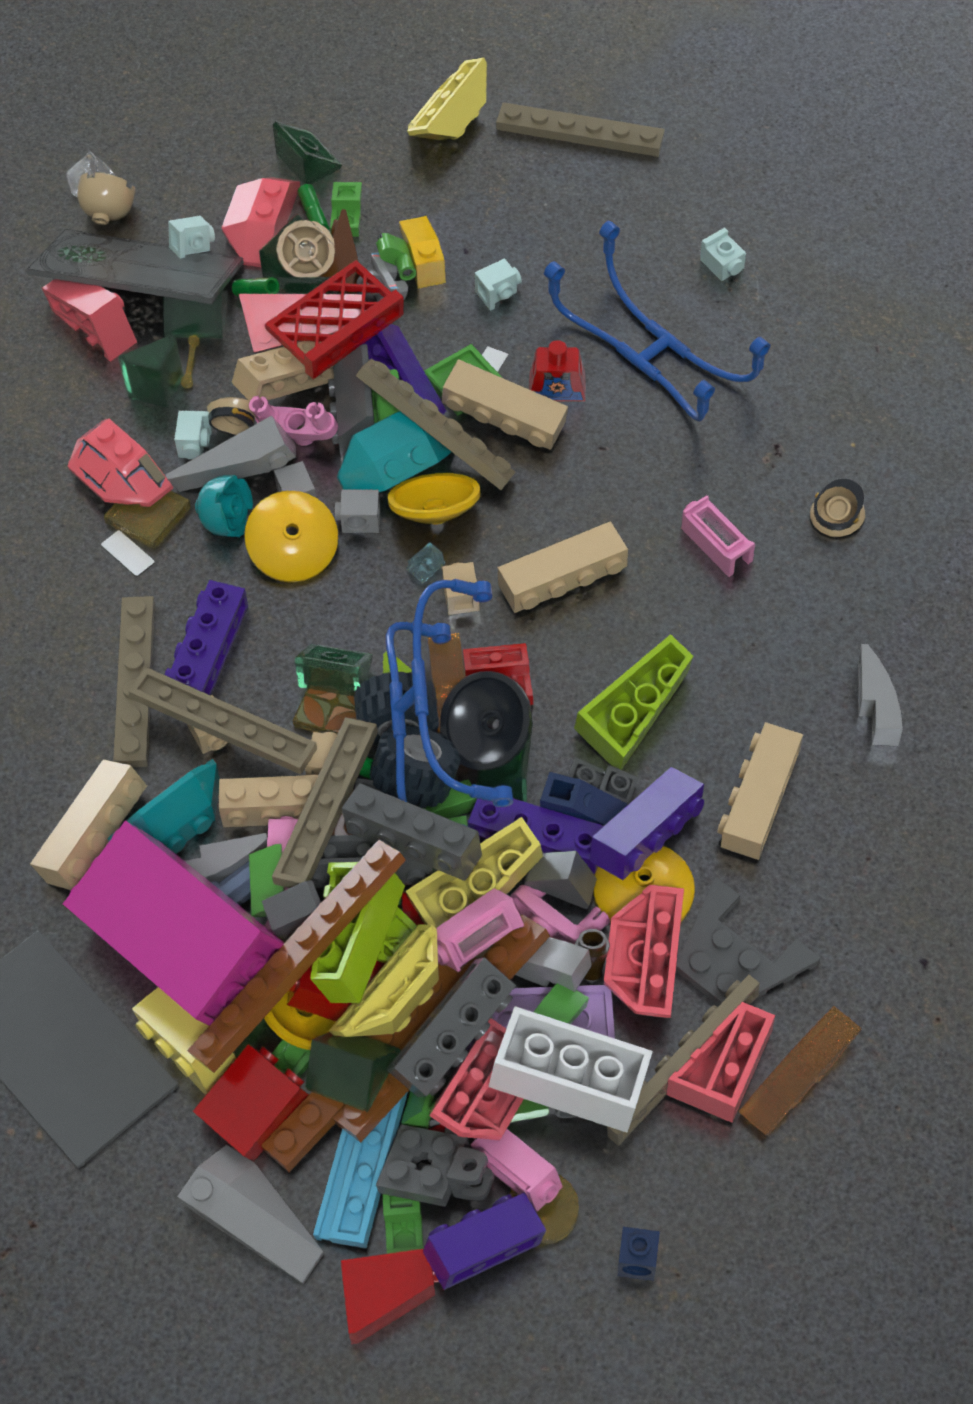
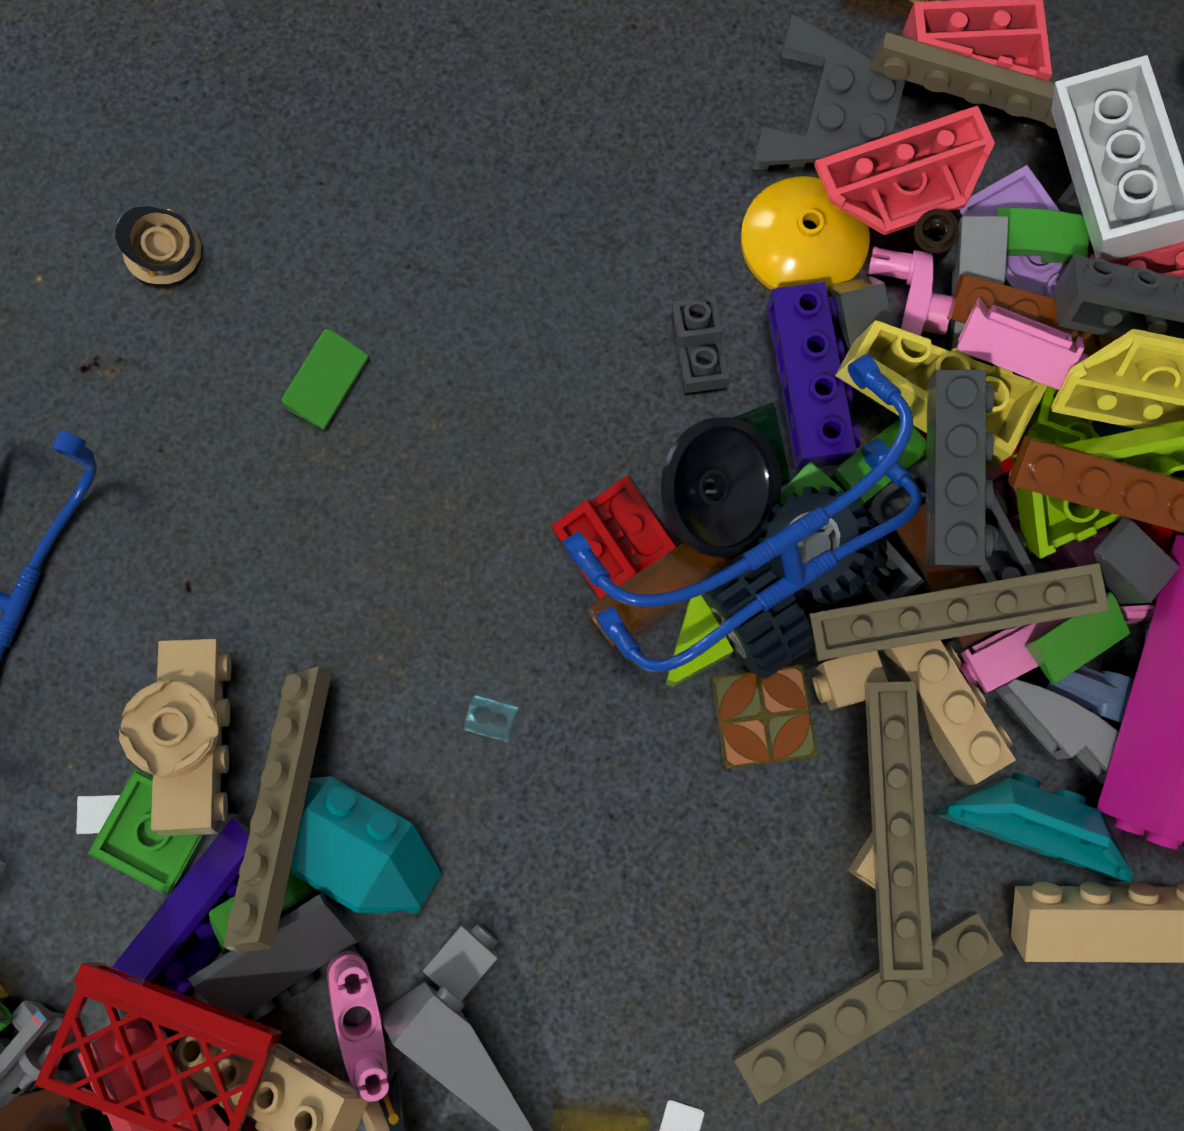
camera: 120 degrees left, 20 degrees up
(209, 636) = (772, 937): dark purple brick -> none
(224, 505) = (548, 1046): teal cylinder -> none
(285, 555) = (529, 943): yellow dish -> none
(332, 669) = (723, 738): clear green slope -> none
(359, 511) = (456, 850): light grey brick -> none
(434, 497) = (372, 754): yellow dish -> none
(456, 601) = (511, 647): tan brick -> none
(510, 388) = (169, 728): none -> tan tile
(558, 373) = (95, 691): red torso -> none
(562, 567) = (420, 527): tan brick -> none
(579, 799) = (752, 332): dark blue slope -> none
(628, 707) = (576, 344): lime wedge -> none
(647, 823) = (747, 242): brick -> none
(695, 562) = (324, 379): none -> bright green slope
(716, 535) = (271, 367): bright pink window -> none
(761, 790) = (623, 152): tan brick -> none
(878, 699) = (422, 86): light grey slope -> none

